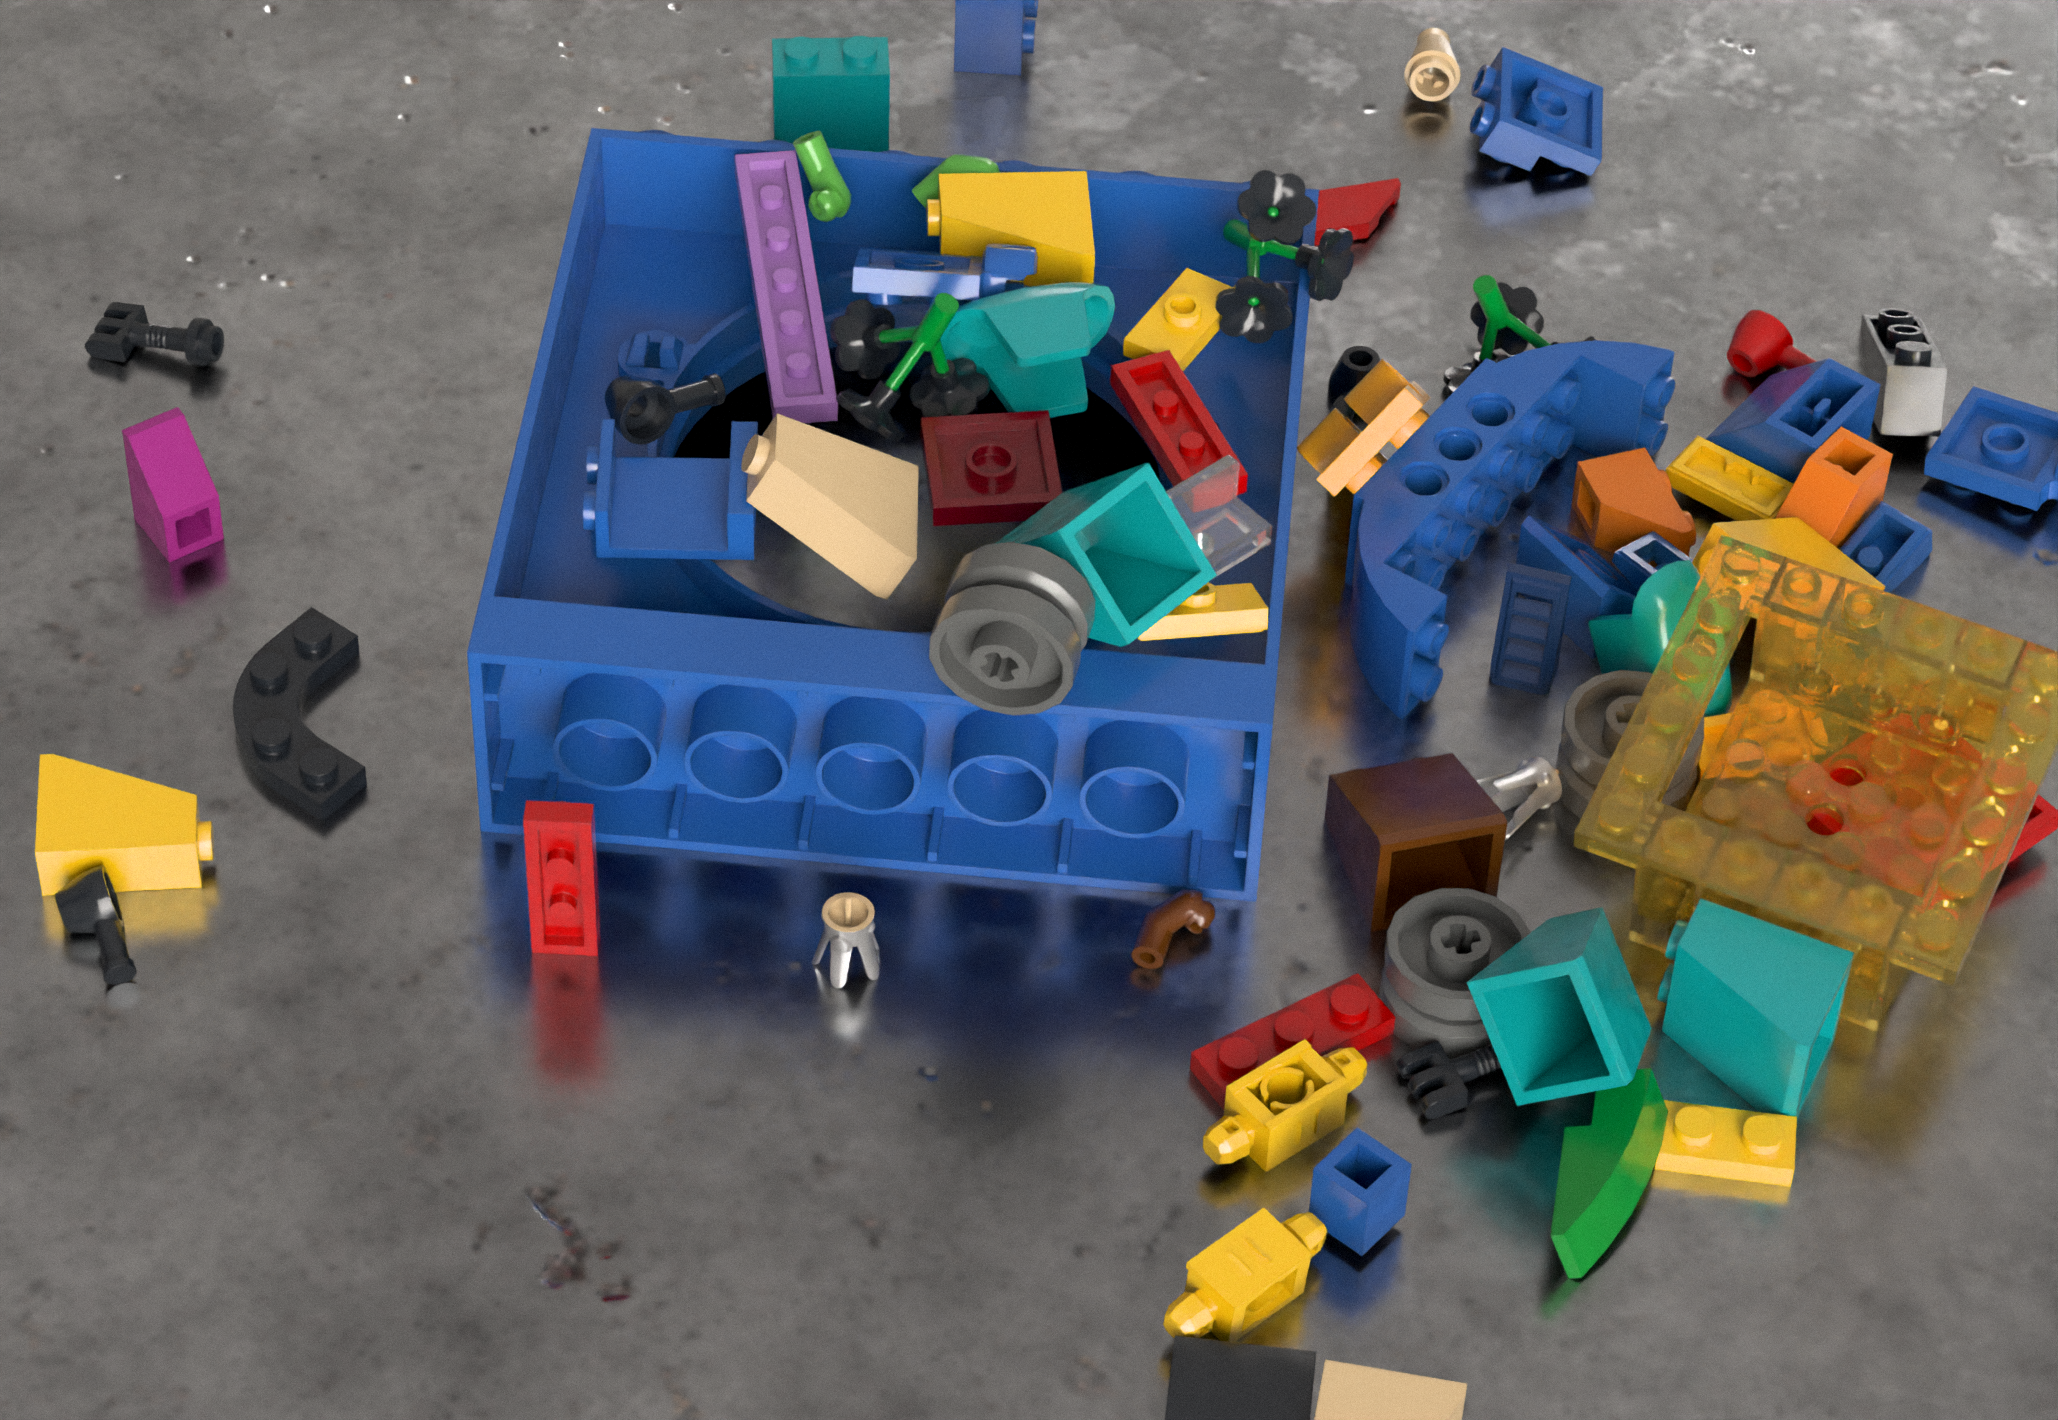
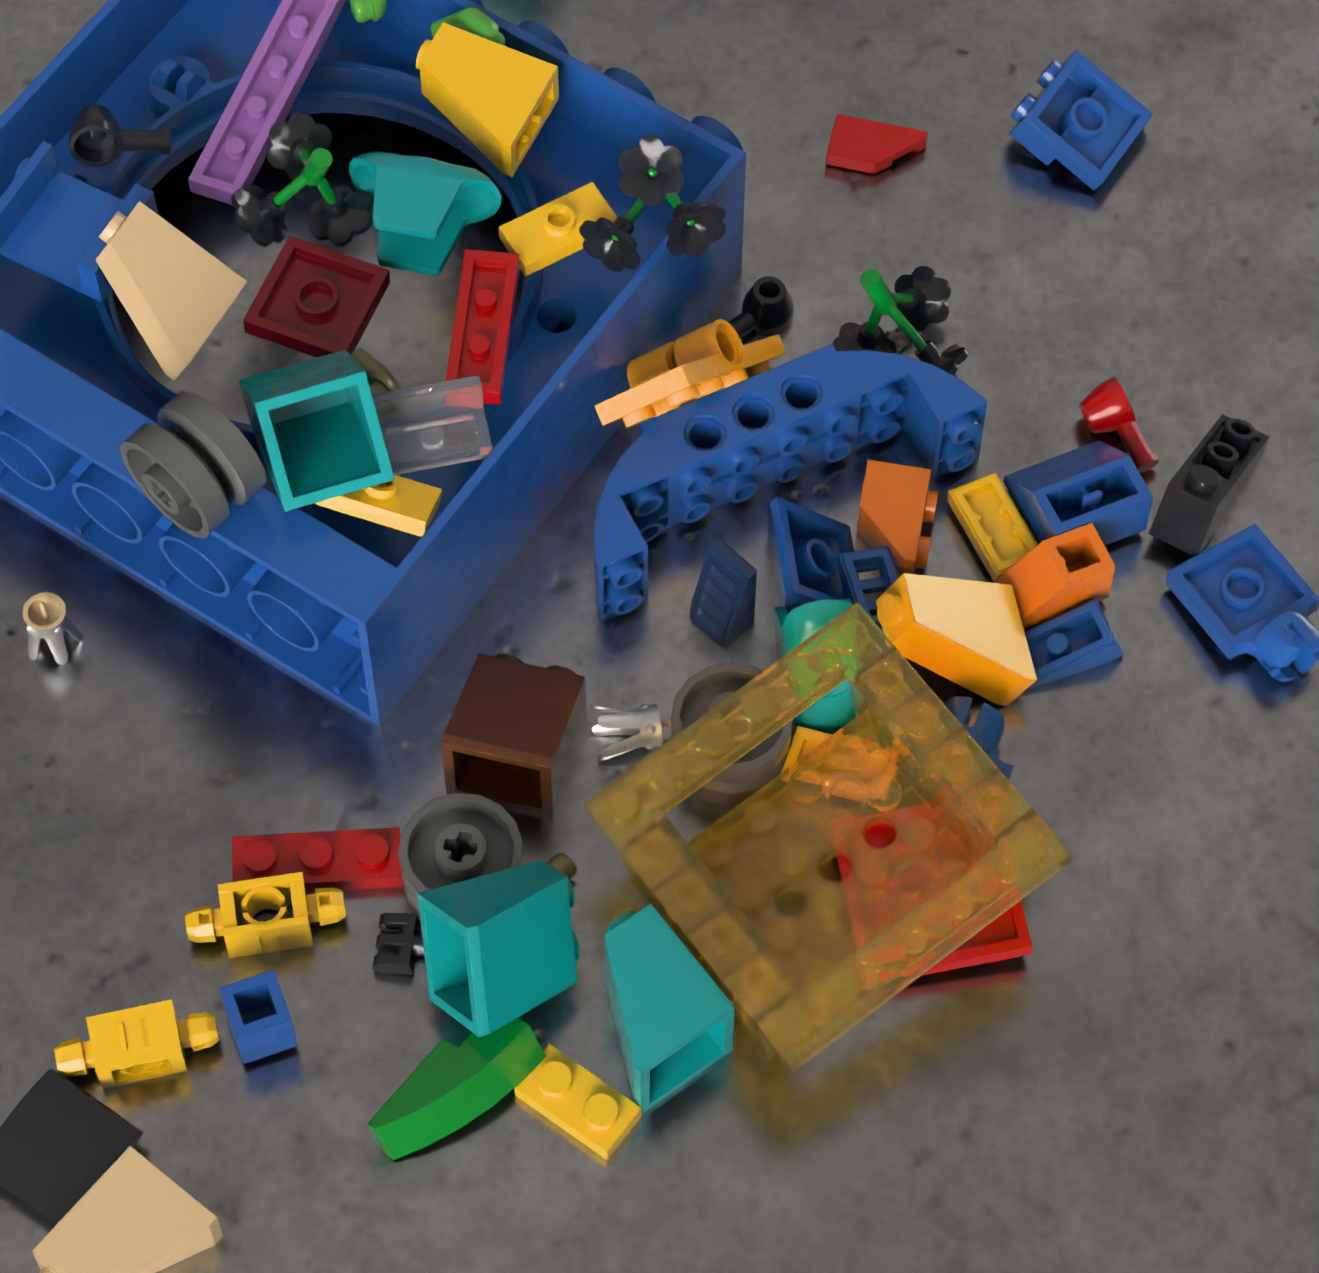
camera: 30 degrees right, 15 degrees up
(891, 275) = (384, 113): blue plate -> none
(1165, 919) = (294, 714): reddish brown arm -> none
(1432, 68) = (1027, 39): tan cone -> none

